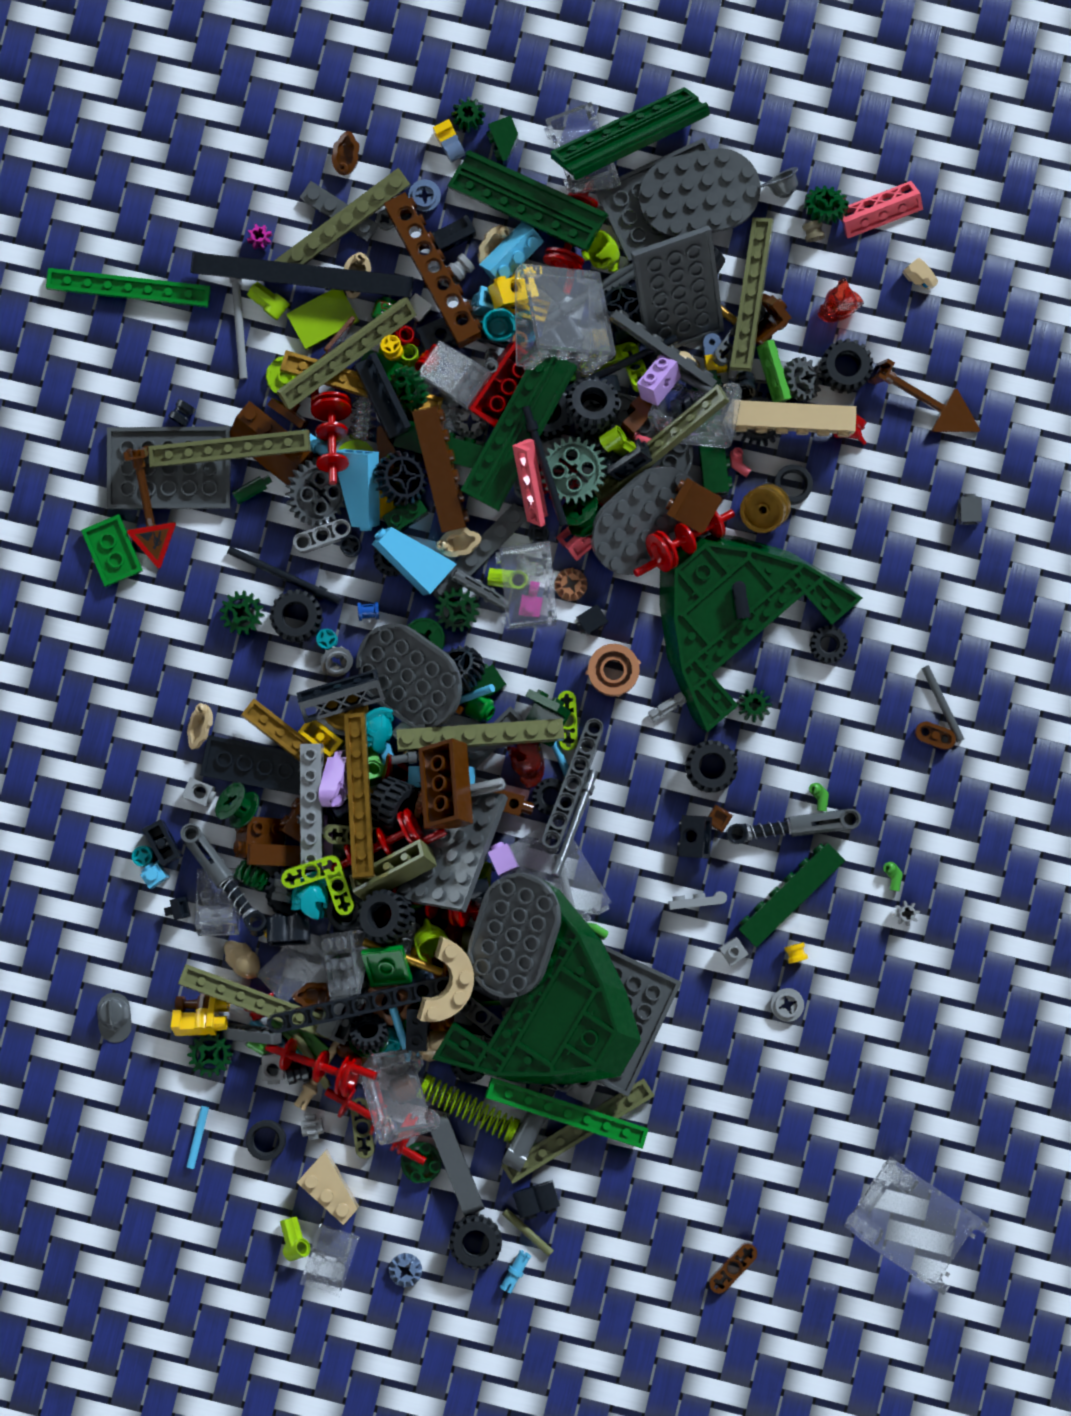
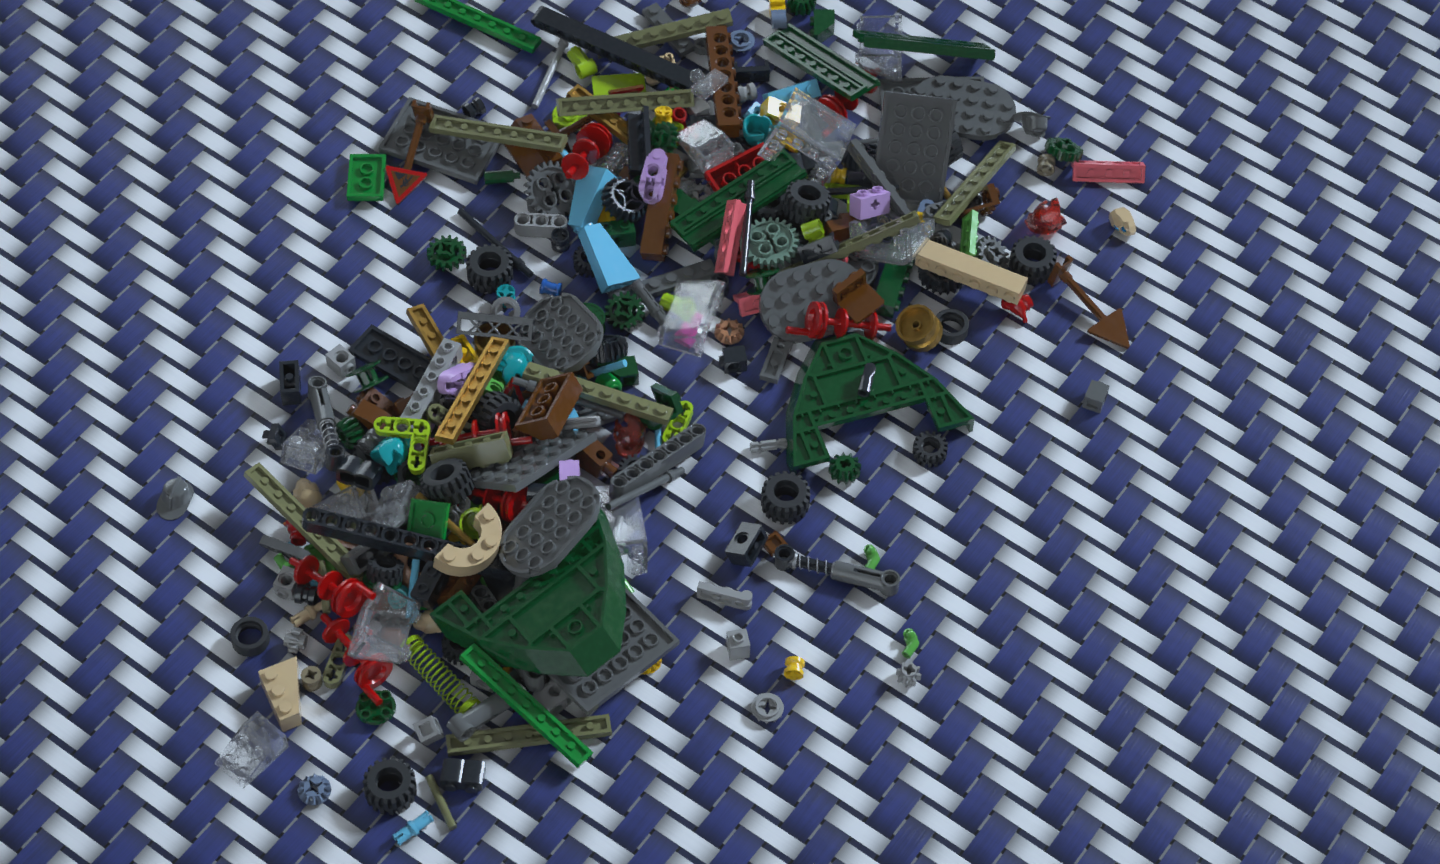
camera: 20 degrees right, 30 degrees down
(139, 856) = (264, 387): teal wheel -> none
(154, 874) = (268, 400): medium azure brick -> none
(197, 1137) = (192, 614): medium azure bar -> none
(199, 725) = (369, 315): tan arm -> none
(202, 1021) = (247, 519): yellow hips -> none
(217, 1061) = (239, 552): dark green gear -> none
(261, 242) = (597, 20): dark pink gear -> none
(296, 1246) = (229, 721): lime piece -> none
(349, 1155) = (308, 682): none -> dark tan wheel
(420, 428) = (654, 162): none -> lavender piece
(423, 289) = (708, 84): none -> clear plate
(457, 1167) = (404, 718): dark grey beam -> none
(458, 542) = (651, 266): tan arm -> none
(485, 1171) = (428, 730): none -> light grey brick
(492, 240) = (780, 81): tan arm -> none
(603, 252) = (866, 118): lime helmet -> none
(617, 653) = (737, 386): nougat piece -> none
(633, 603) = (775, 360): none -> dark grey plate
(736, 462) = (911, 294): coral arm -> none
(791, 894) = (810, 621): dark green brick -> none
(934, 735) = (995, 549): reddish brown plate -> none
(942, 703) = (1012, 530): dark grey bar -> none

